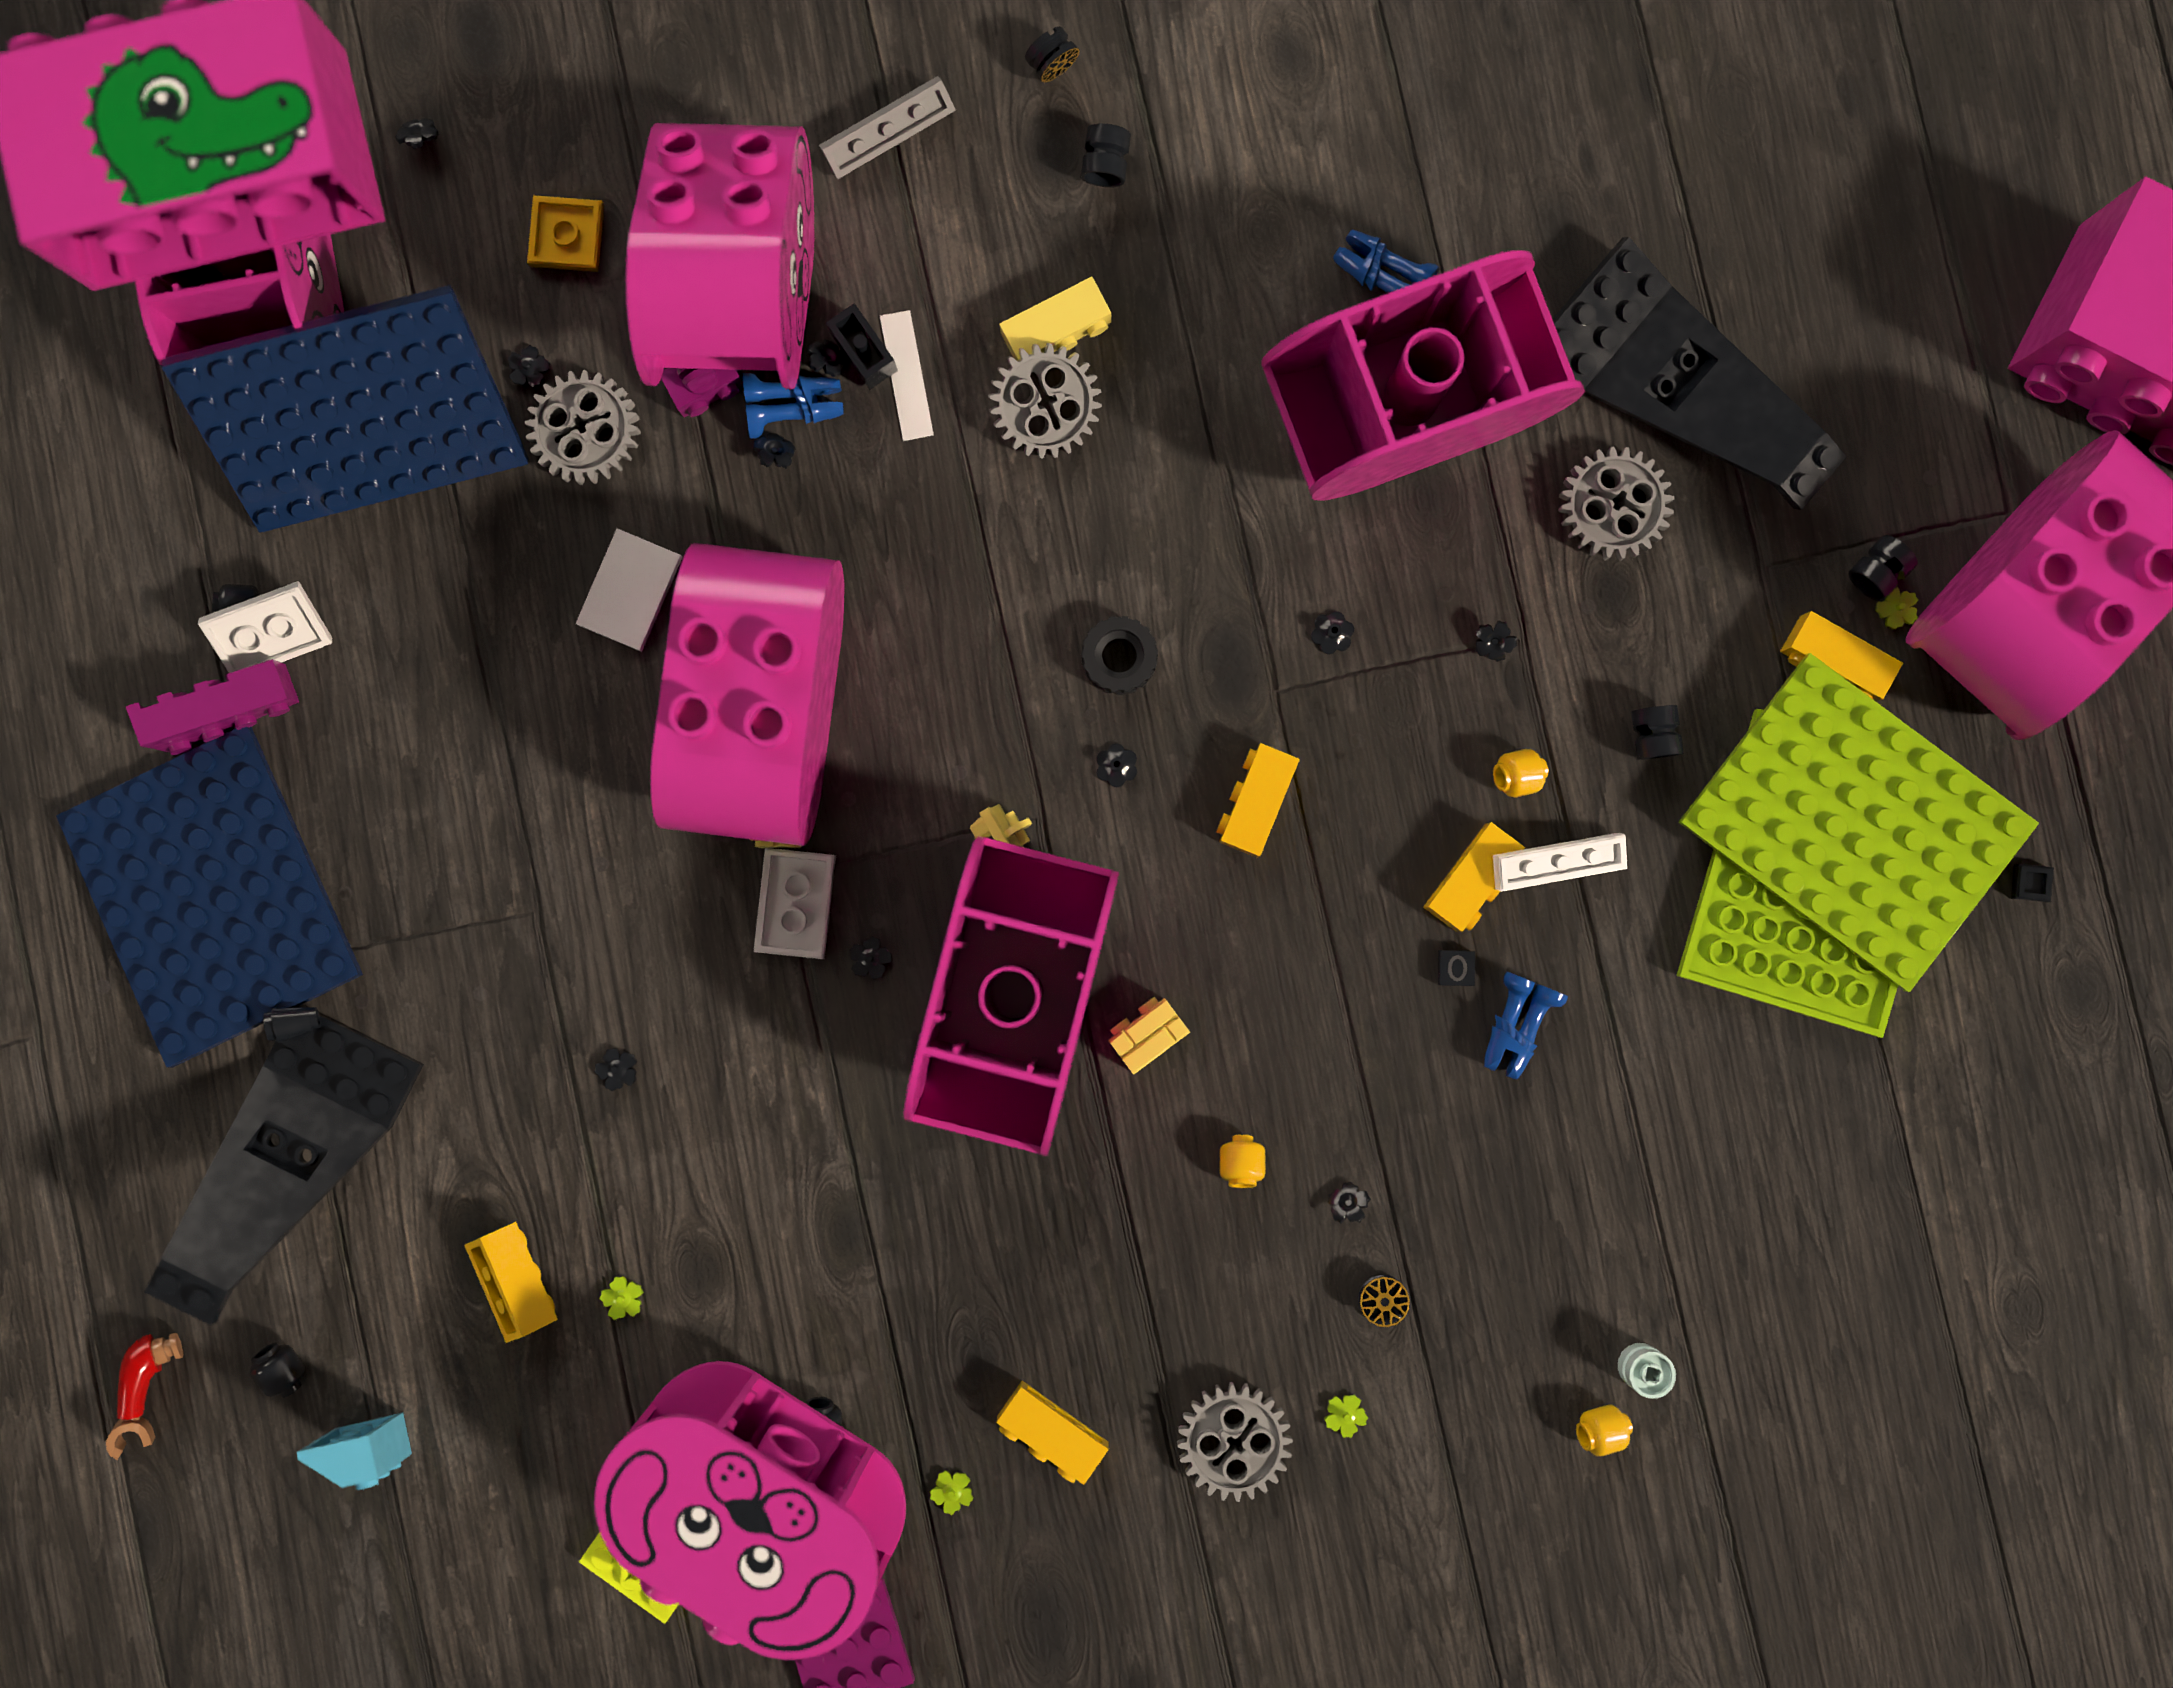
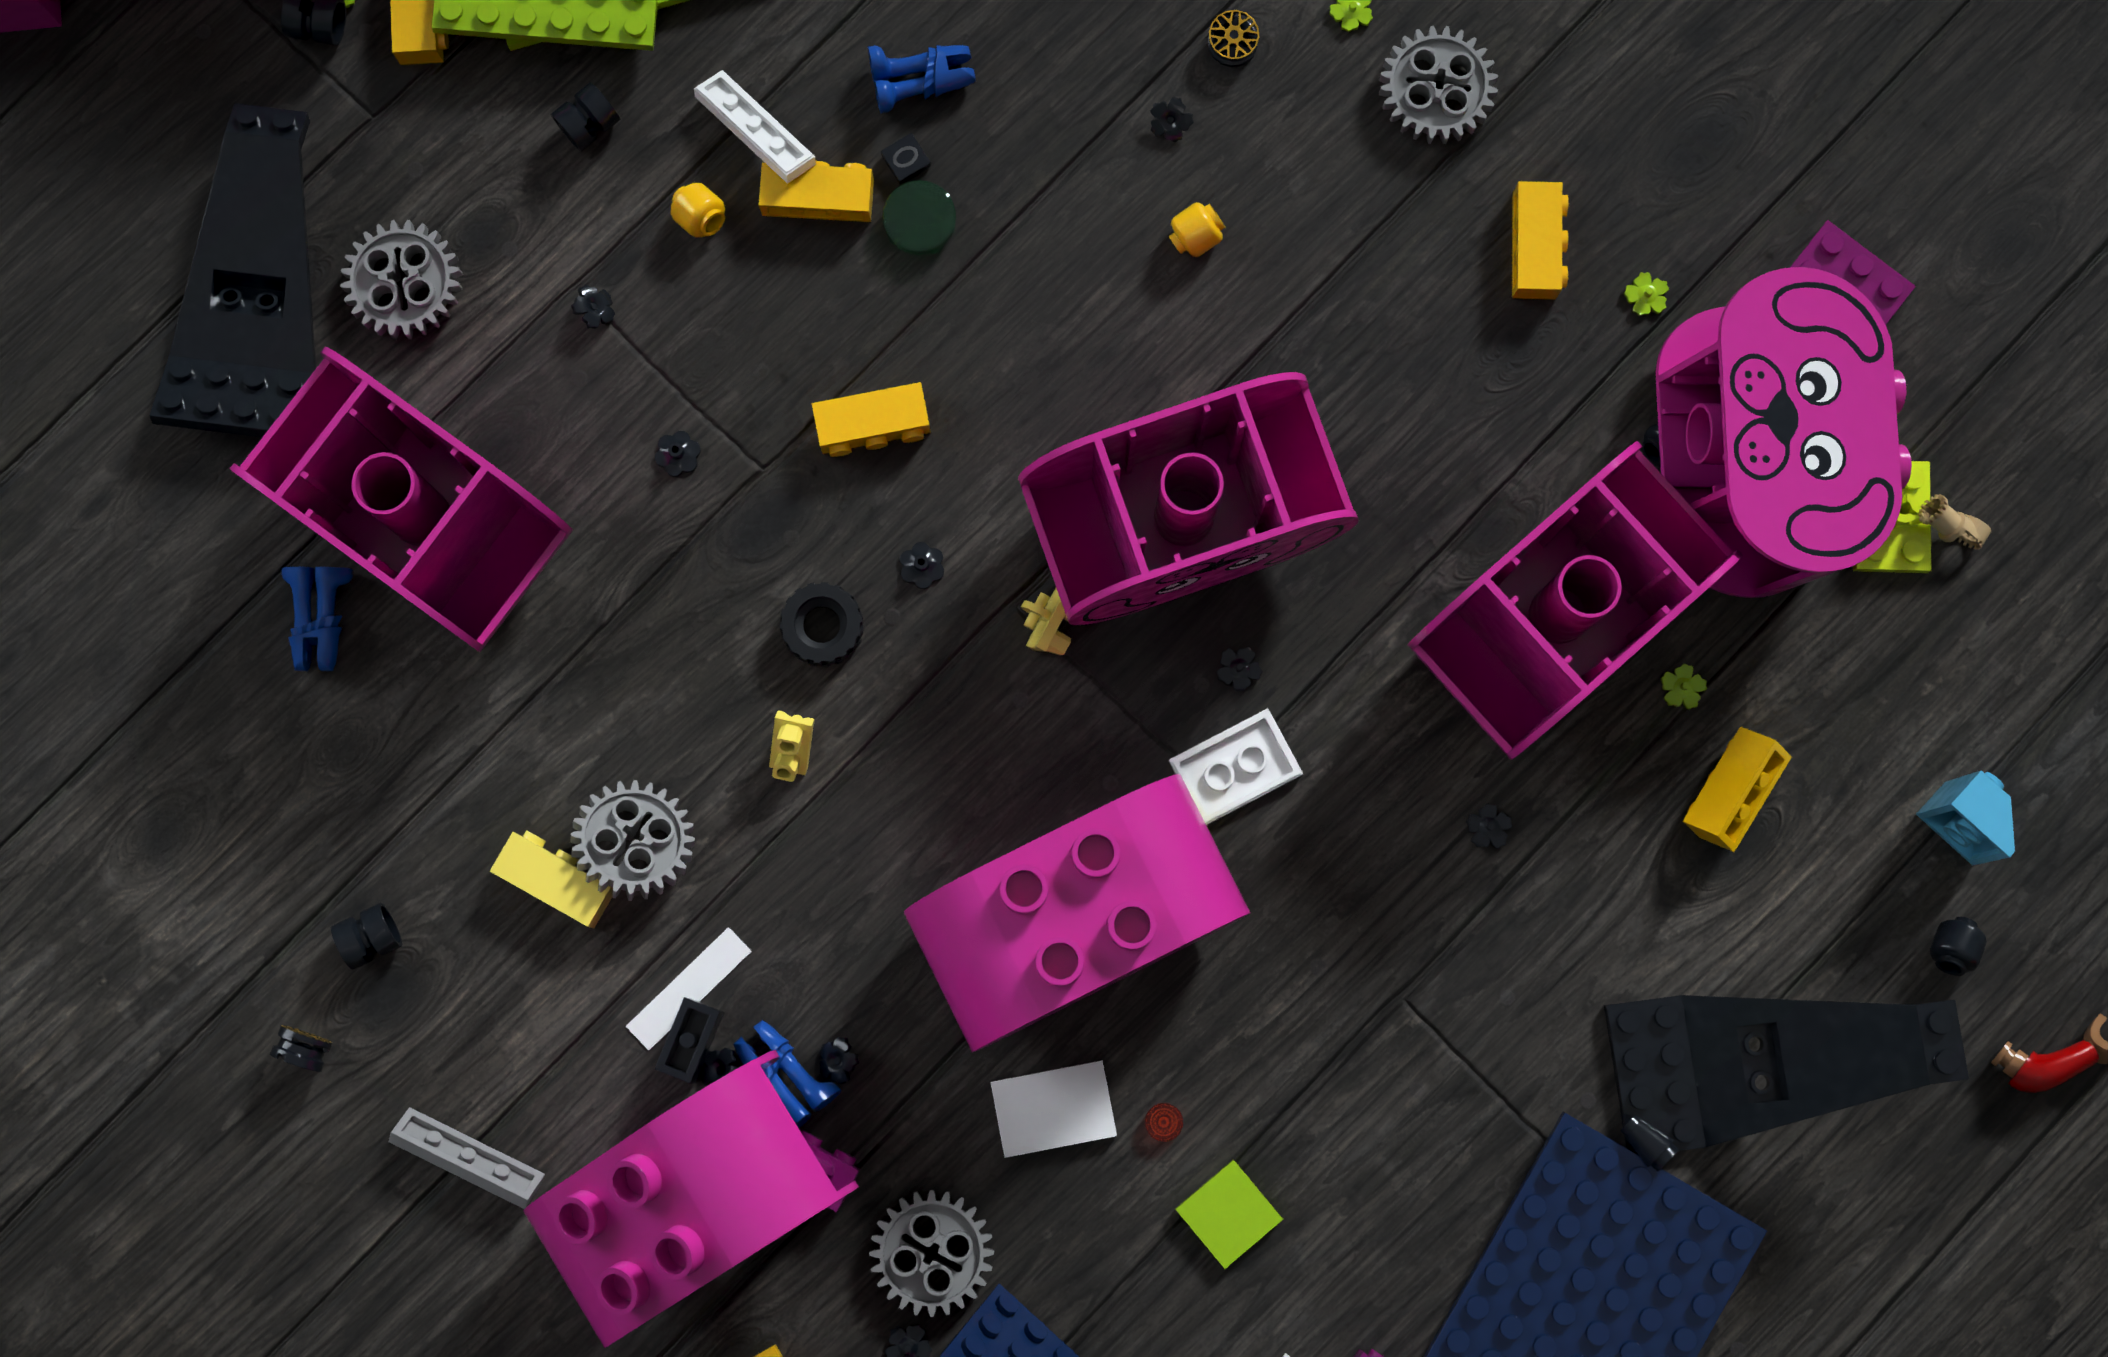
camera: 125 degrees left, 5 degrees down
(461, 670) = (1229, 1214): none -> lime tile
(563, 667) = (1163, 1122): none -> clear red tile
(600, 1605) = (1953, 524): none -> tan connector
(724, 1249) = (1573, 601): none -> dark pink brick
(1037, 568) = (790, 746): none -> light yellow hips
(1148, 1034) = (1141, 380): light yellow brick -> none
(1399, 946) = (919, 217): none -> clear green tile

